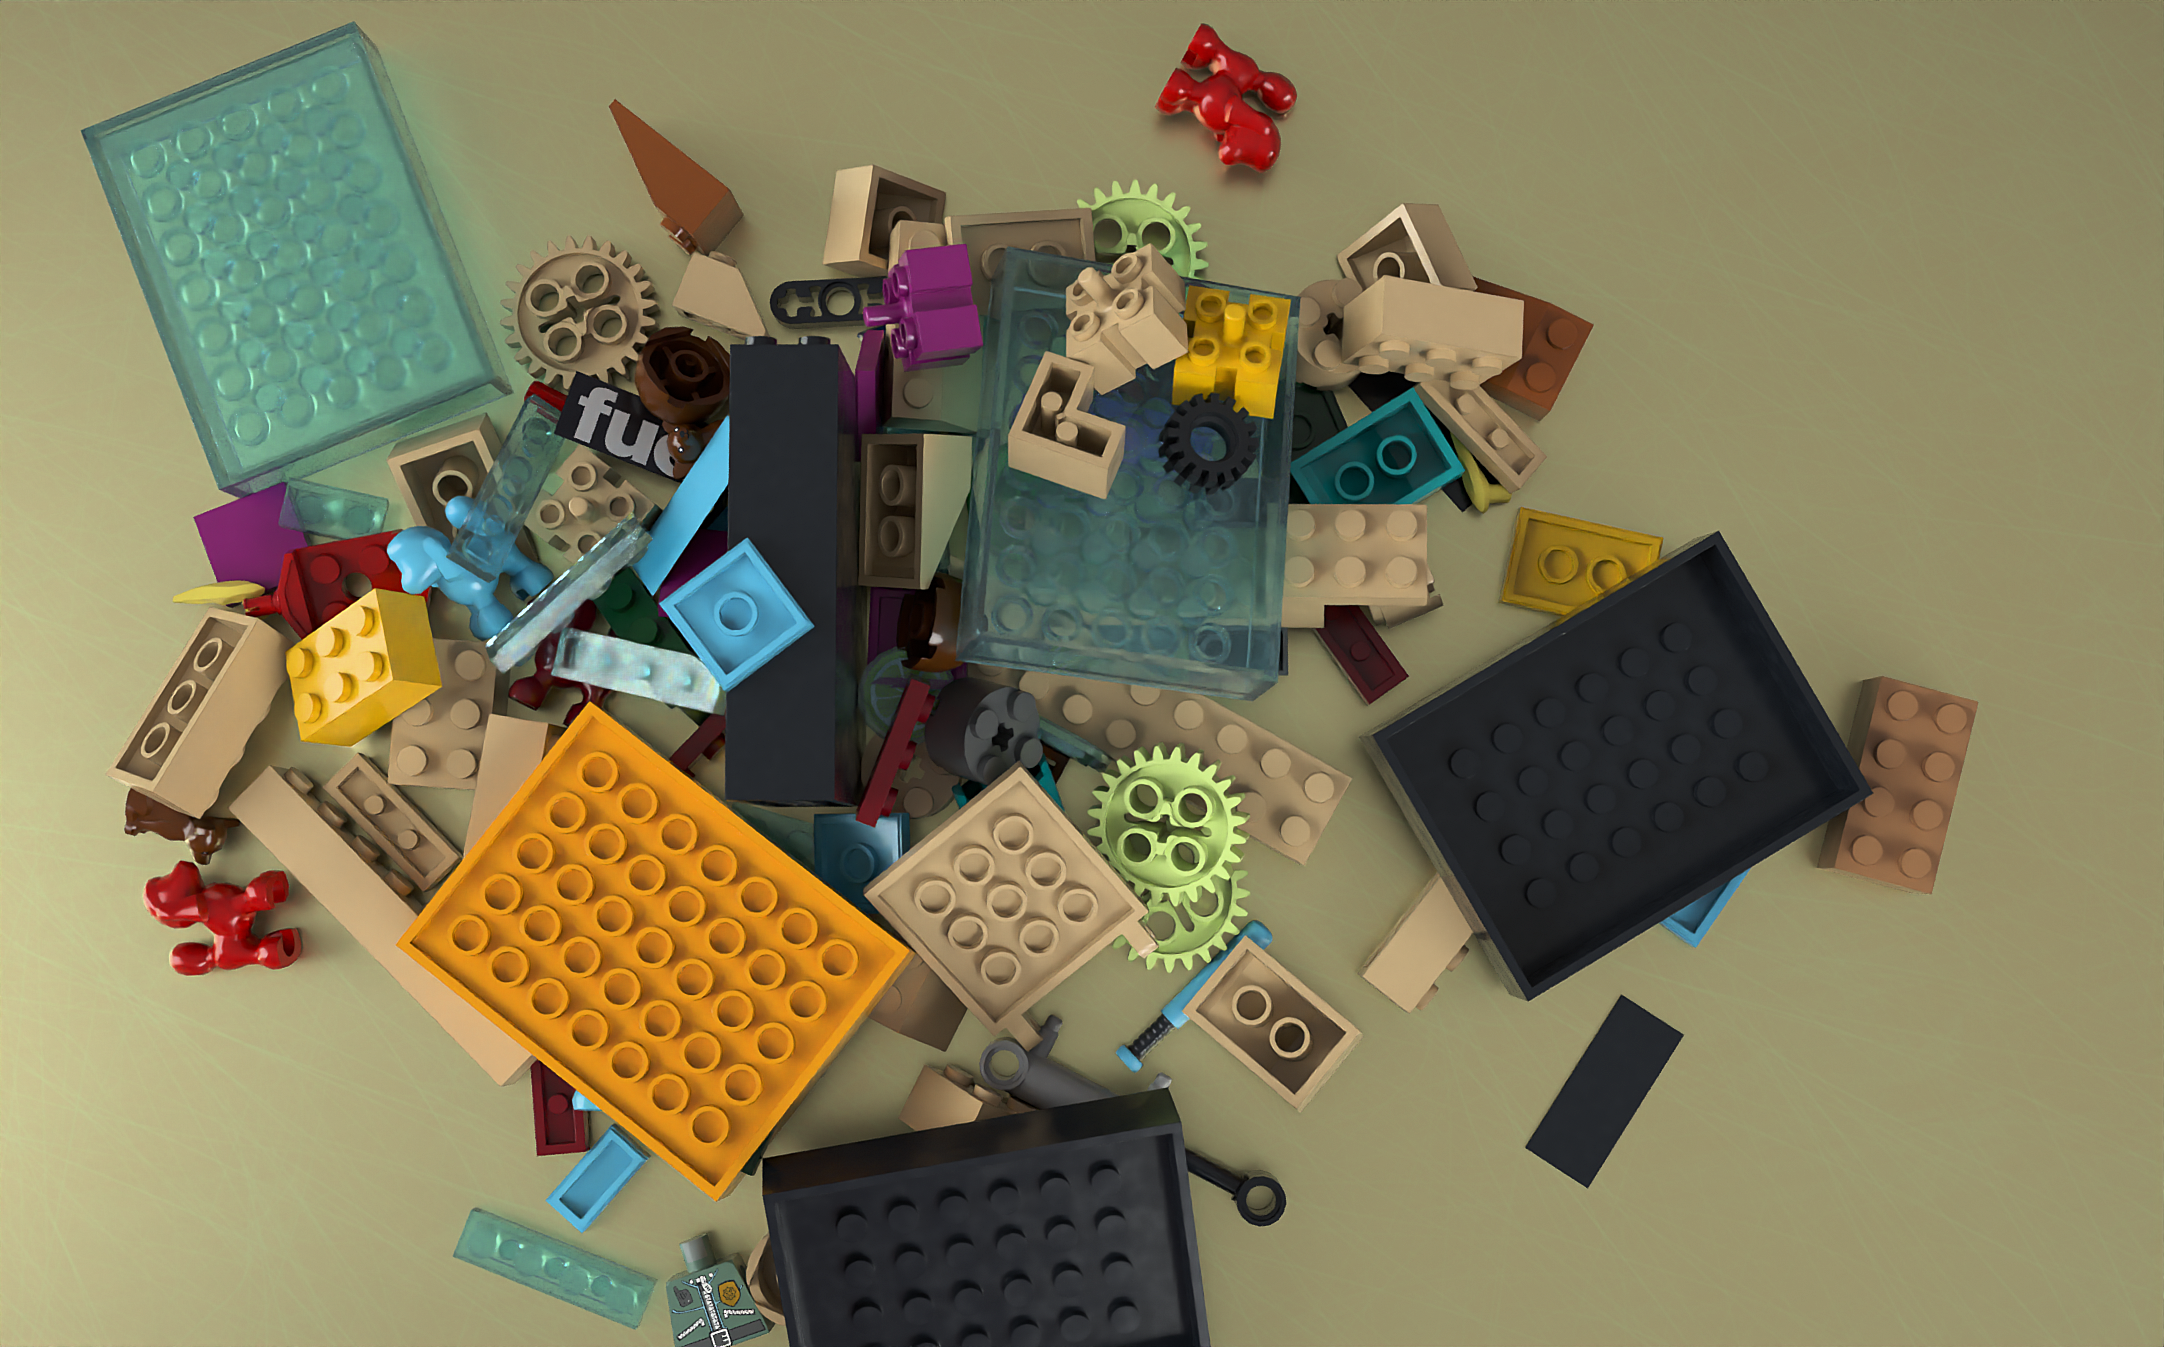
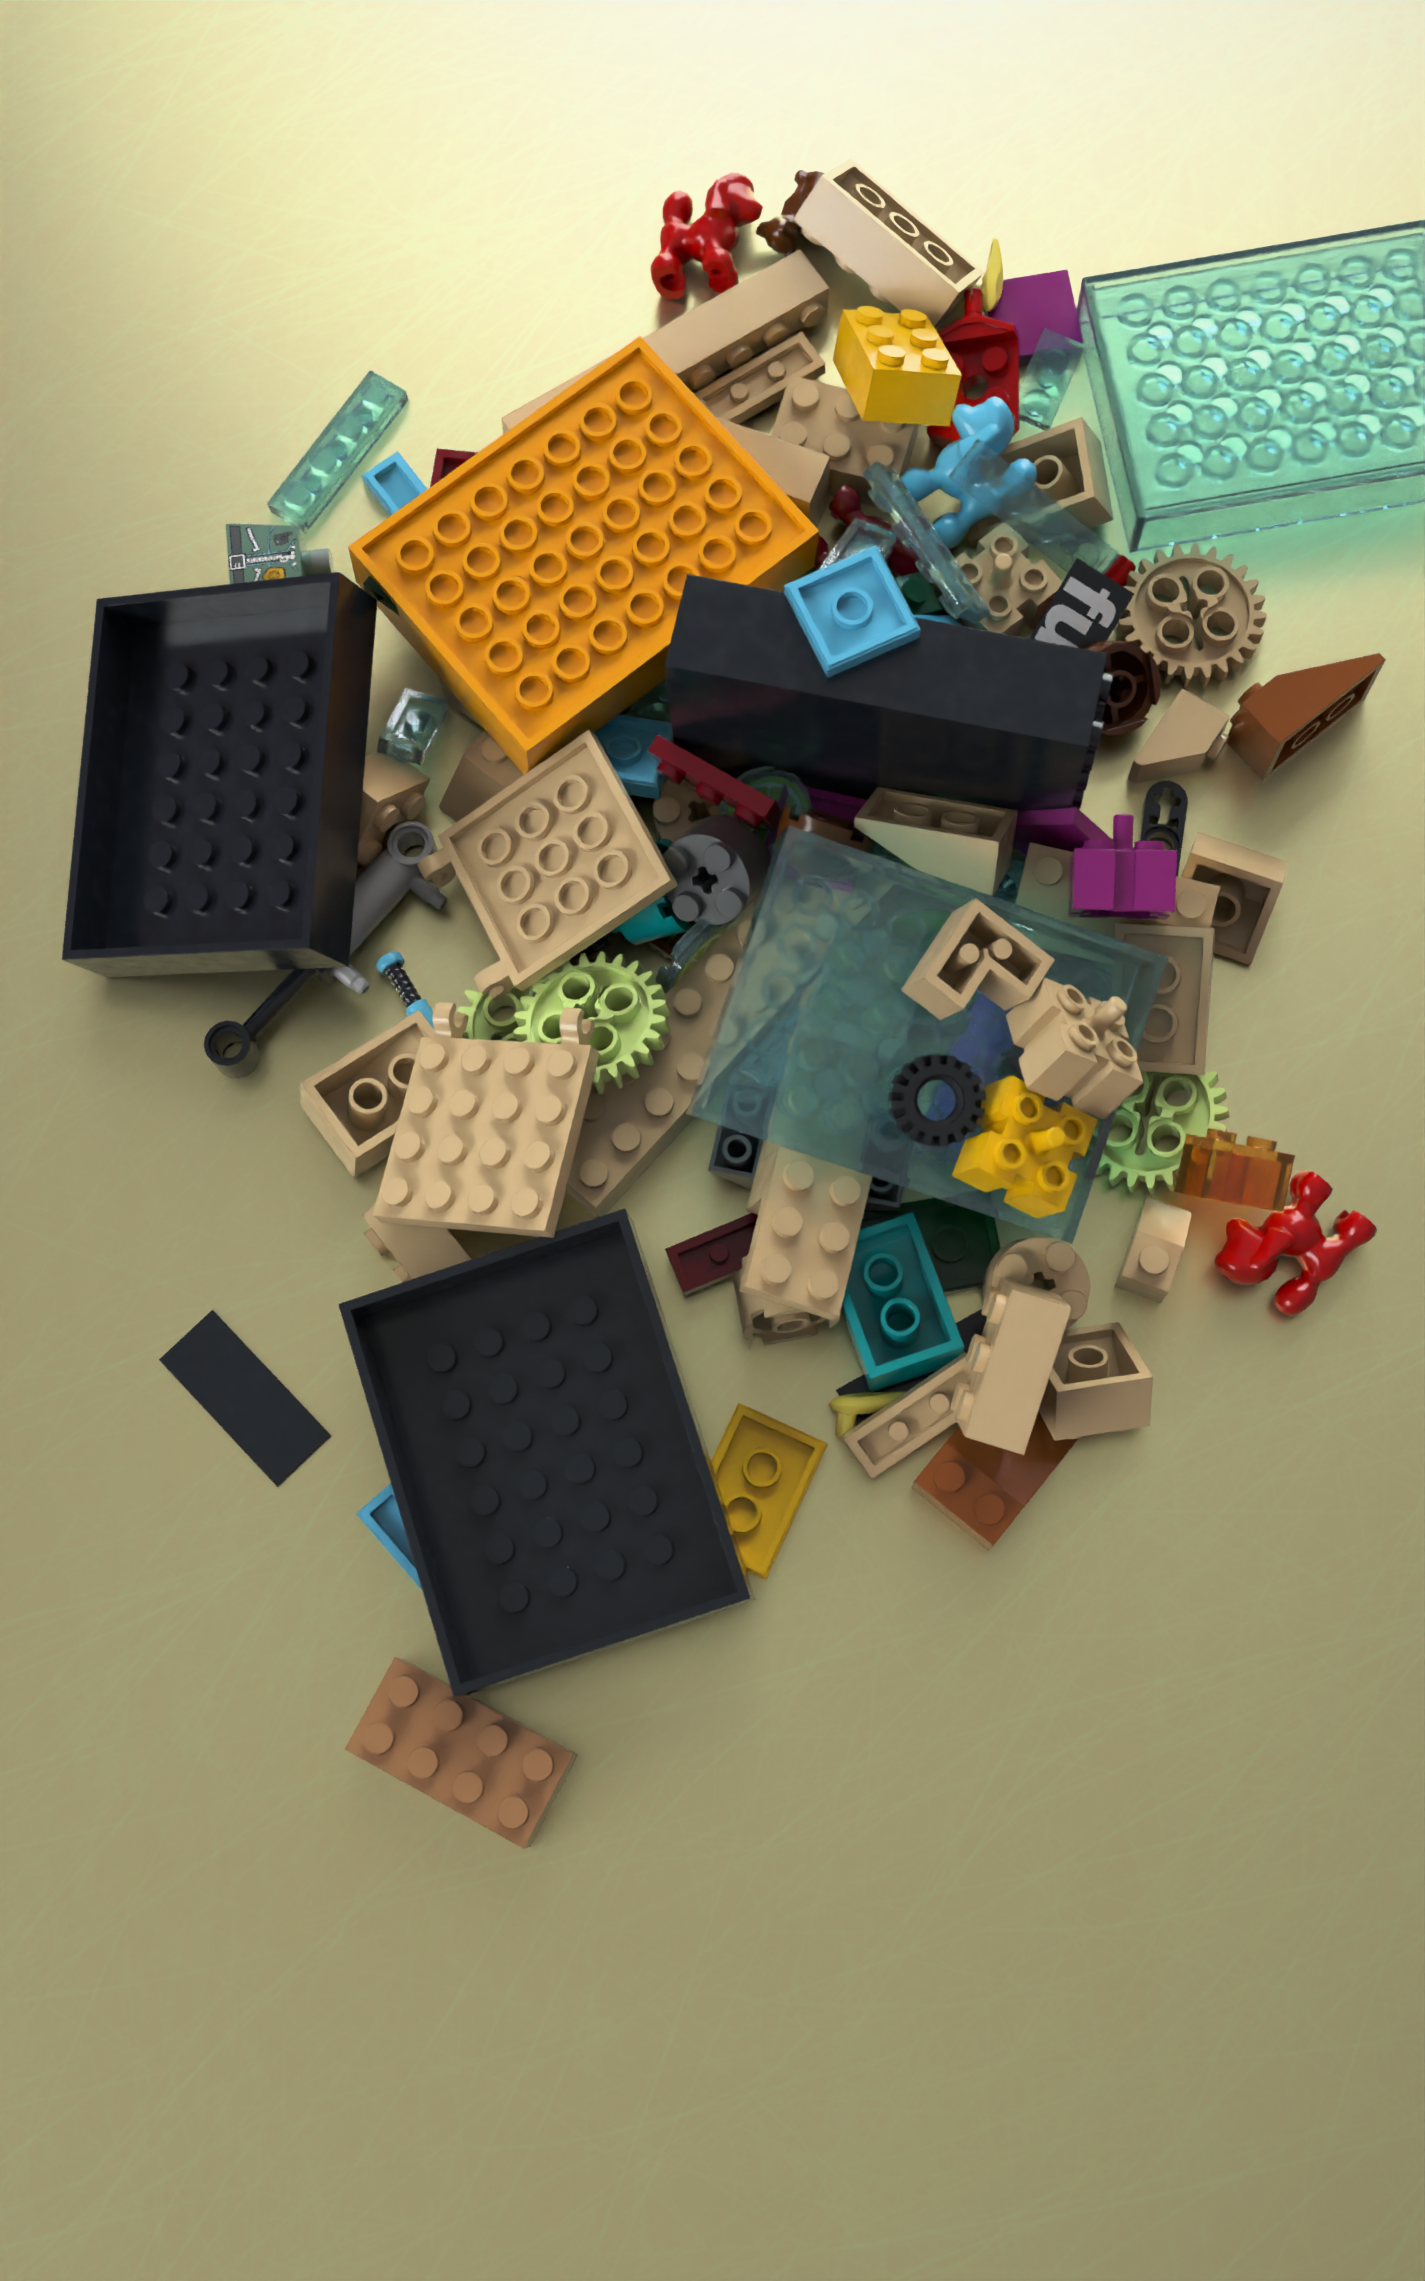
camera: 105 degrees right, 10 degrees down
(870, 1097) = (412, 727): none -> clear light blue plate
(1180, 162) = (1235, 1172): none -> clear orange brick
(1260, 231) = (1154, 1250): none -> tan slope
(1311, 898) = (488, 1129): none -> tan plate

